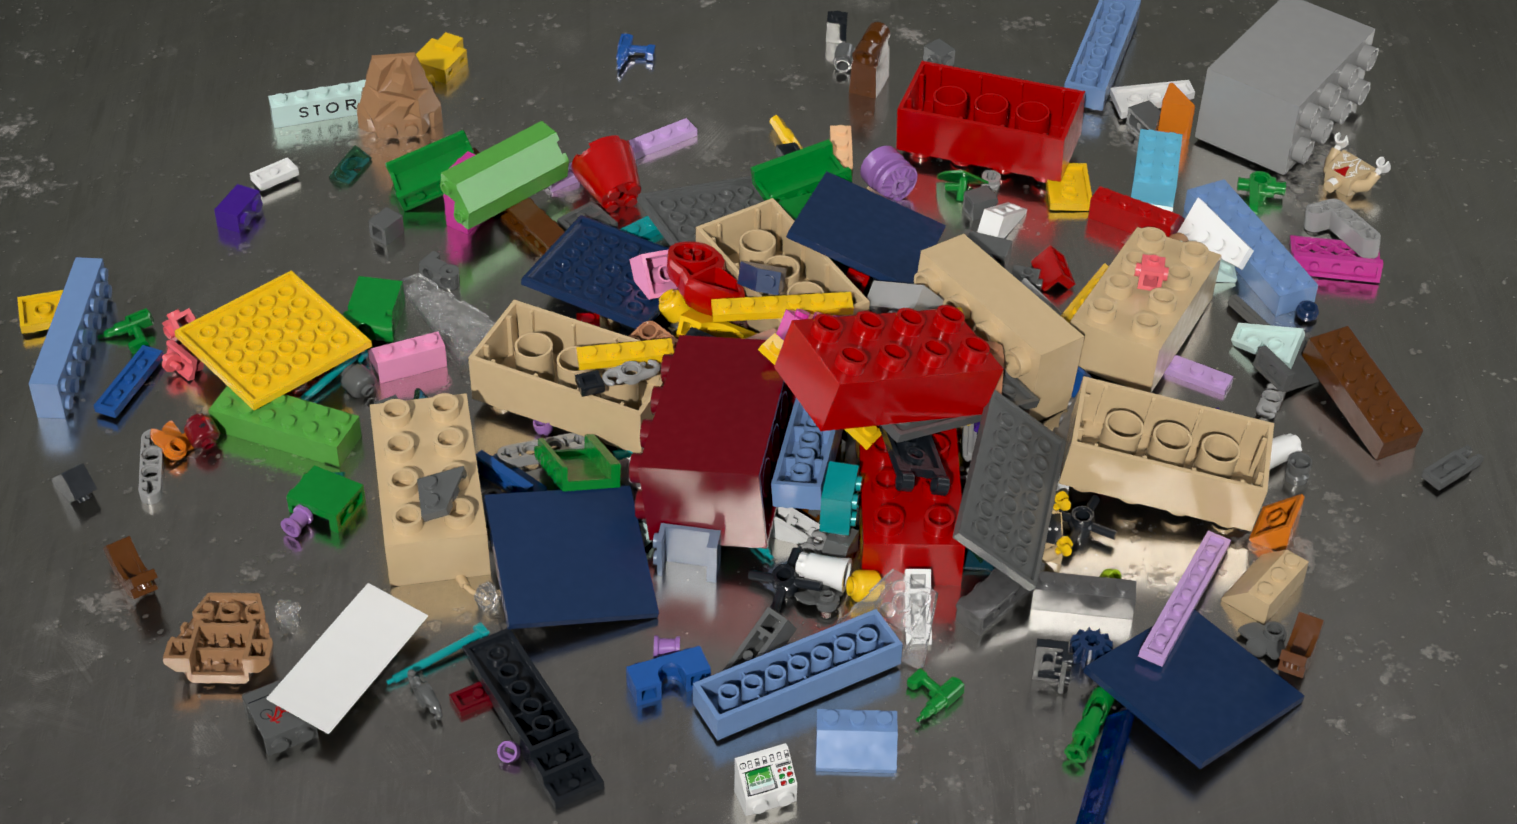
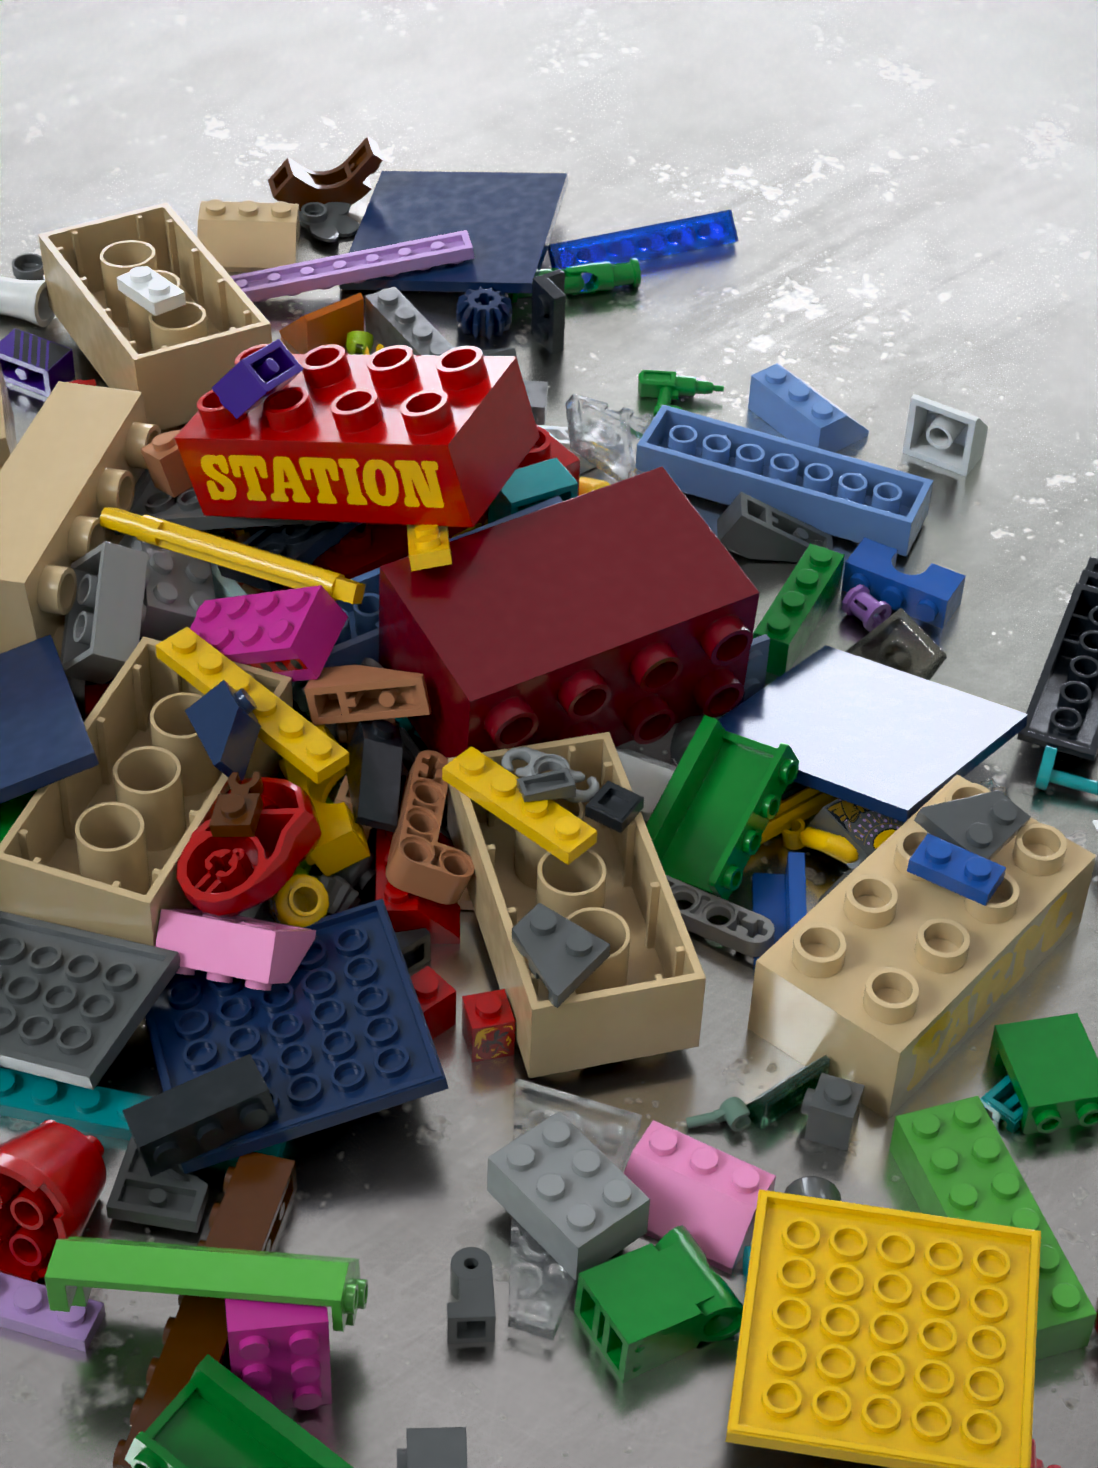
camera: 130 degrees left, 0 degrees up
(423, 466) = (956, 869): none -> blue plate
(432, 392) = (731, 1110): none -> sand green hand
(441, 302) = (567, 1195): none -> light grey brick
(531, 318) = (558, 951): none -> dark grey wing
(587, 217) = (200, 1115): none -> black brick
(616, 355) = (547, 786): none -> dark grey piece
(621, 632) = (901, 646): none -> clear smoke slope
(692, 611) = (800, 606): none -> green brick
(711, 260) = (240, 811): none -> reddish brown plate
(933, 309) = (257, 378): none -> dark purple brick
(1143, 566) = (326, 325): none -> orange slope
(1151, 418) = (151, 290): none -> white plate

